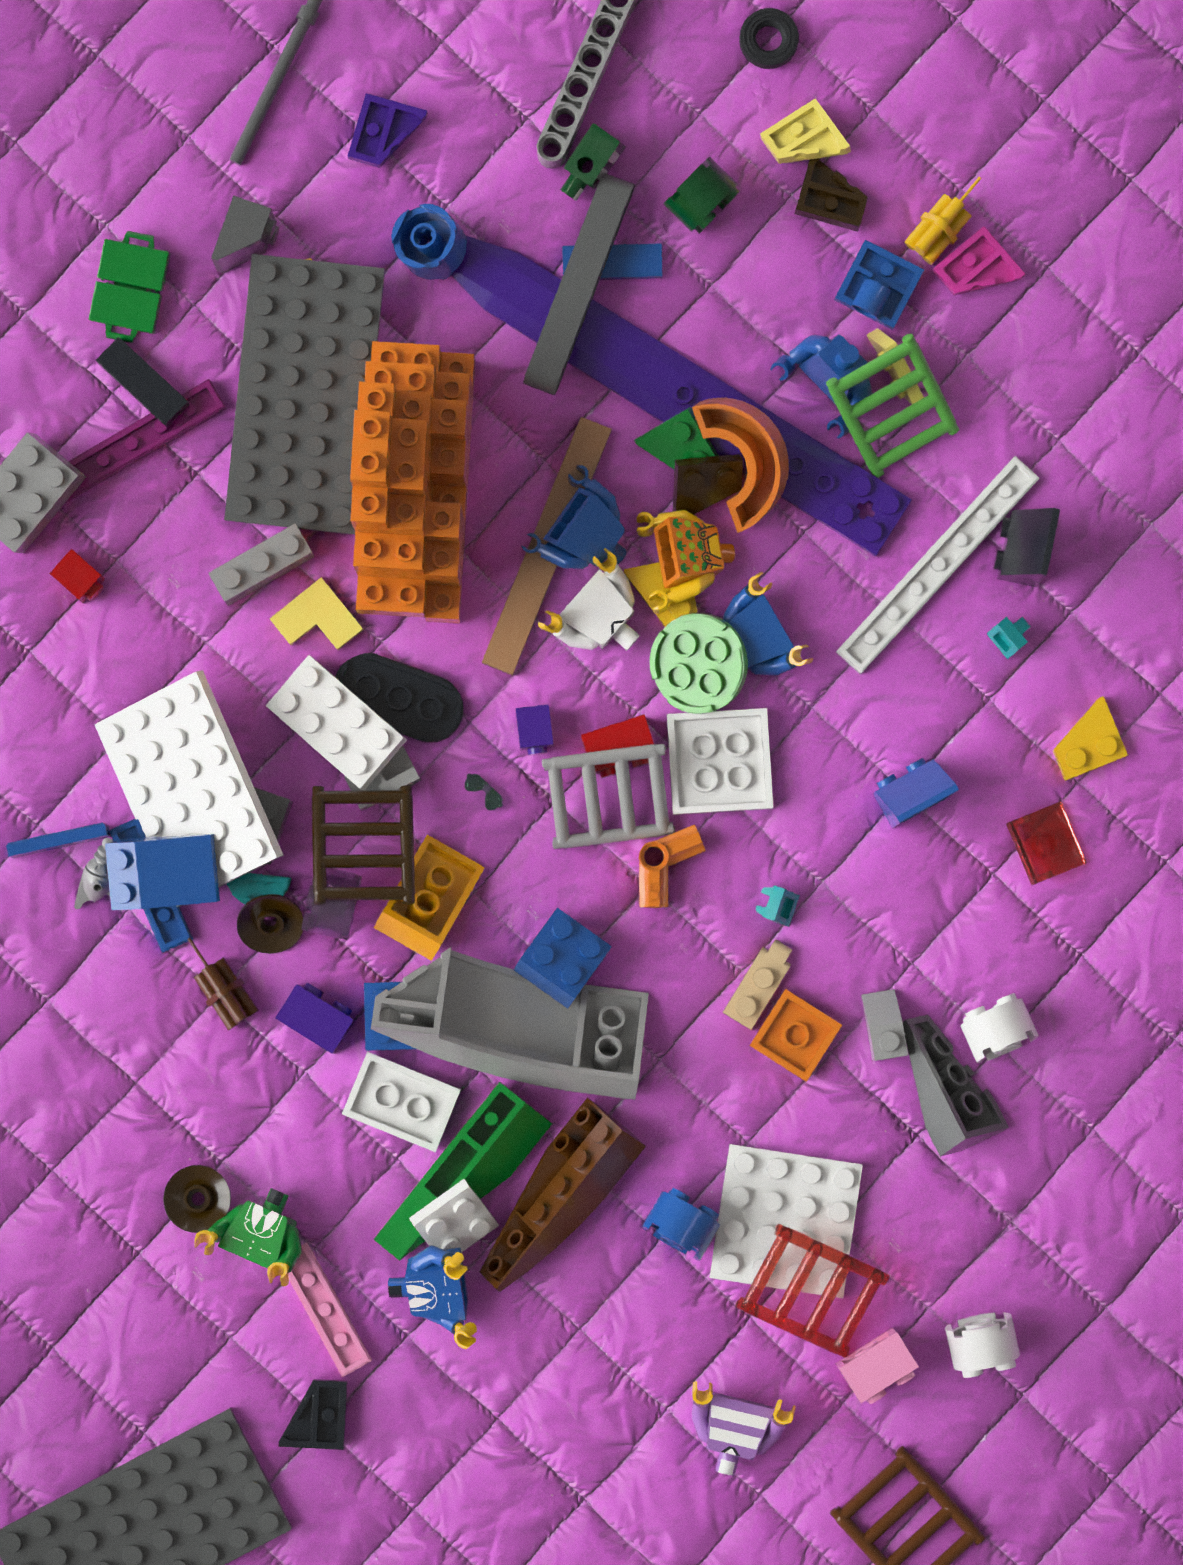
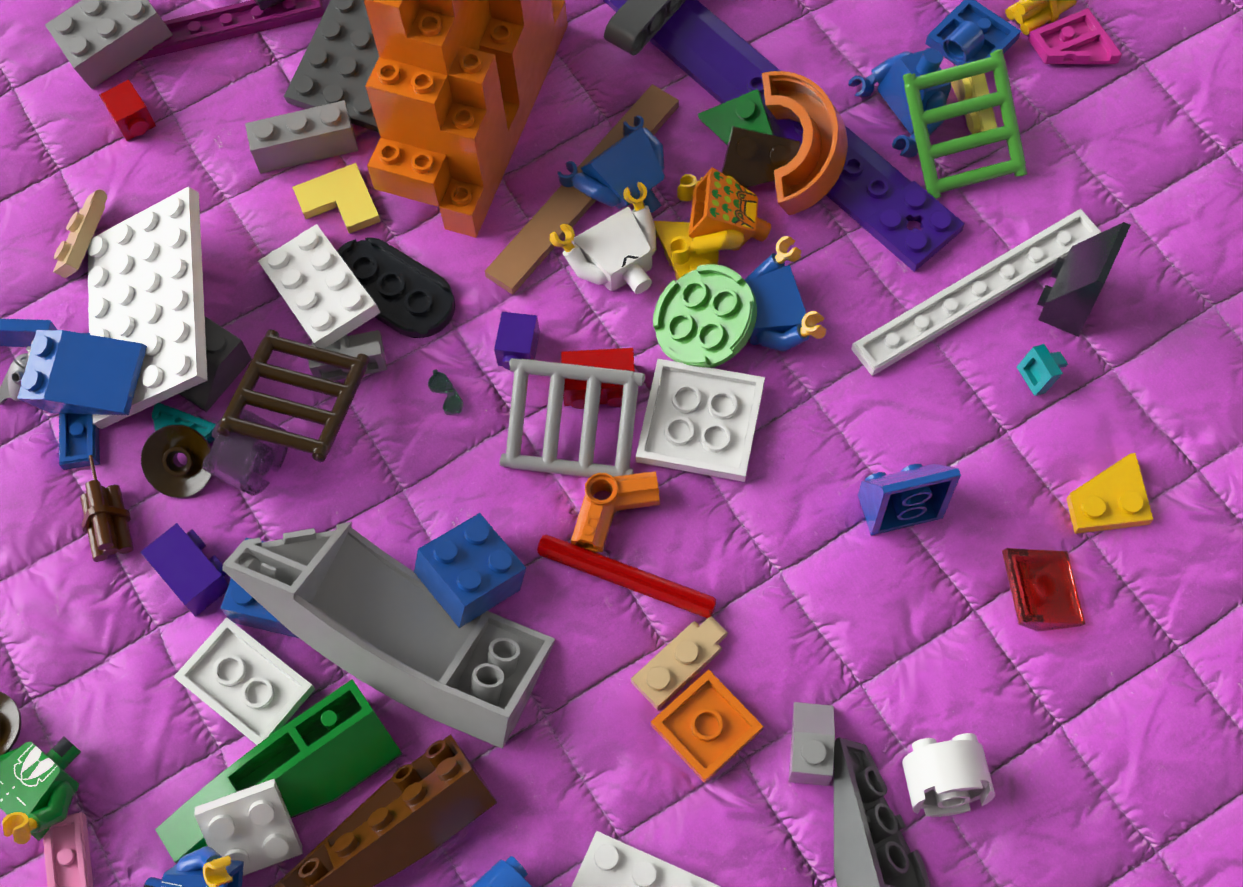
camera: 20 degrees right, 20 degrees down
(87, 721) = (81, 228): none -> tan hinge
(441, 889) = (354, 478): light orange slope -> none
(693, 922) = (627, 576): none -> red axle
(780, 905) = (725, 579): teal tile -> none

